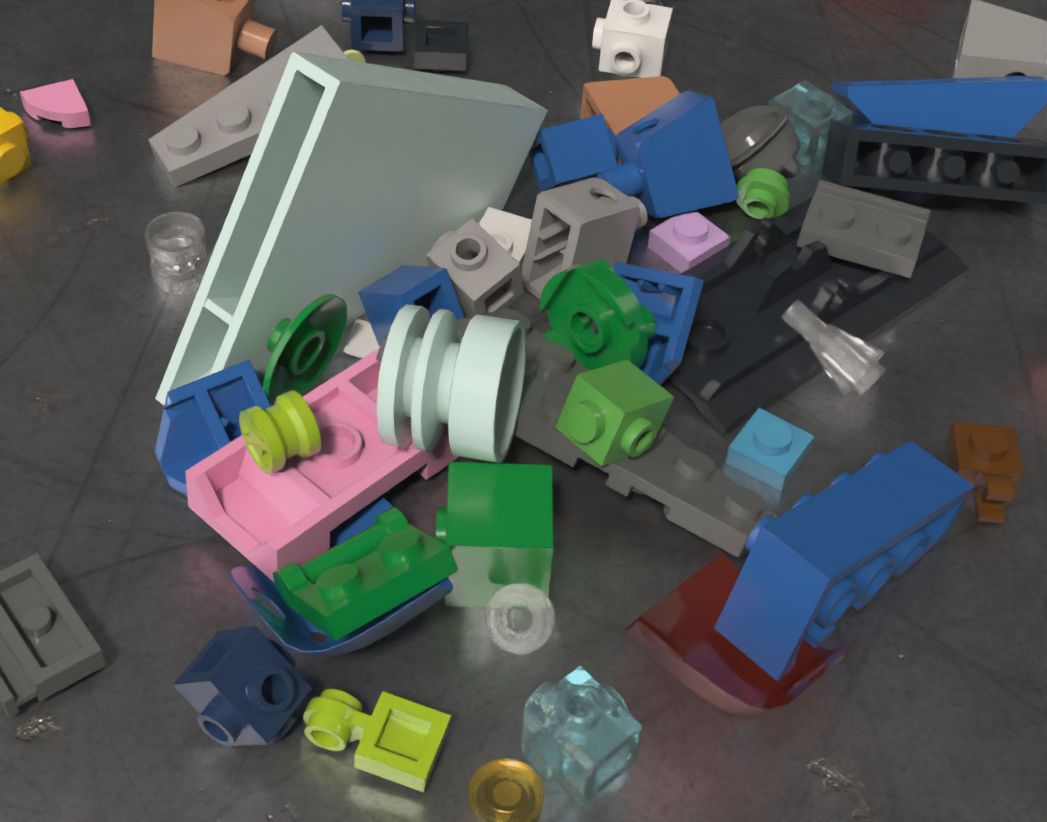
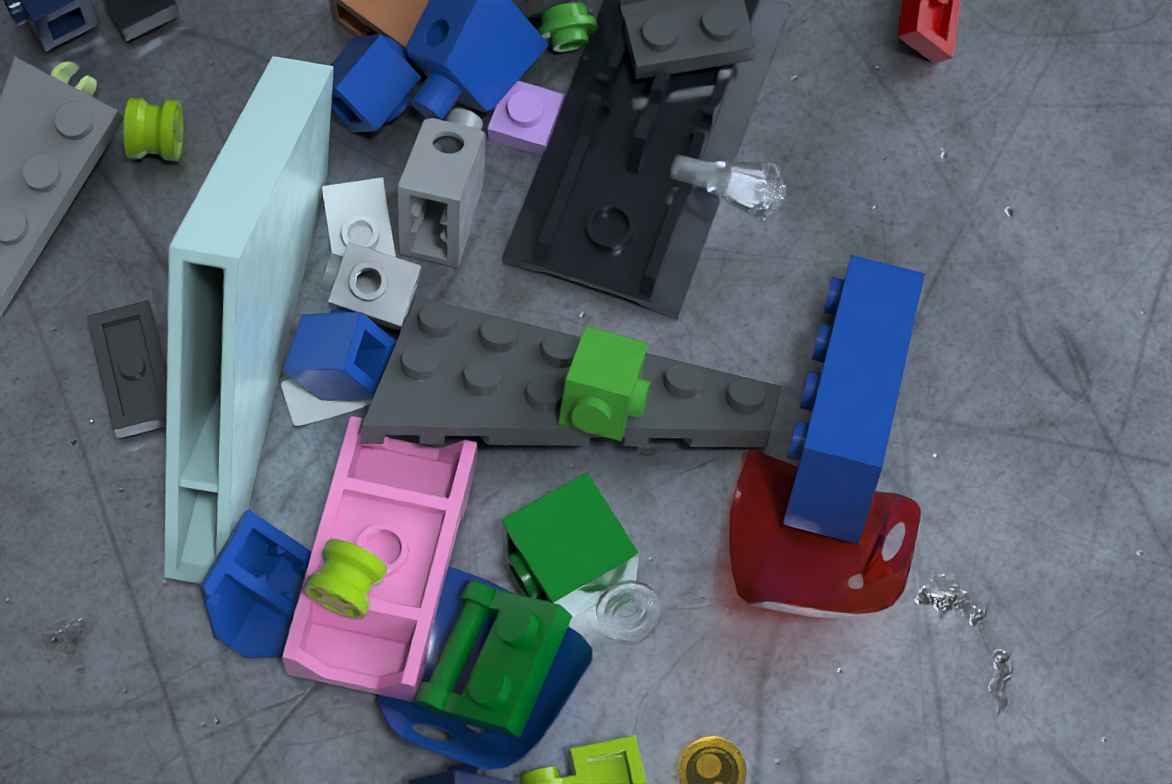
camera: 30 degrees left, 20 degrees up
(176, 251) = (67, 401): clear wheel -> none
(304, 346) = (272, 464): green dish -> none
(437, 381) = (469, 453): light aqua wheel -> none
(579, 734) = (753, 671): clear light blue brick -> none
(598, 295) = (519, 280): green plate -> none
(673, 304) = (560, 248): blue slope -> none
(769, 449) = (727, 315): dark azure plate -> none
(988, 460) = (913, 223): reddish brown plate -> none

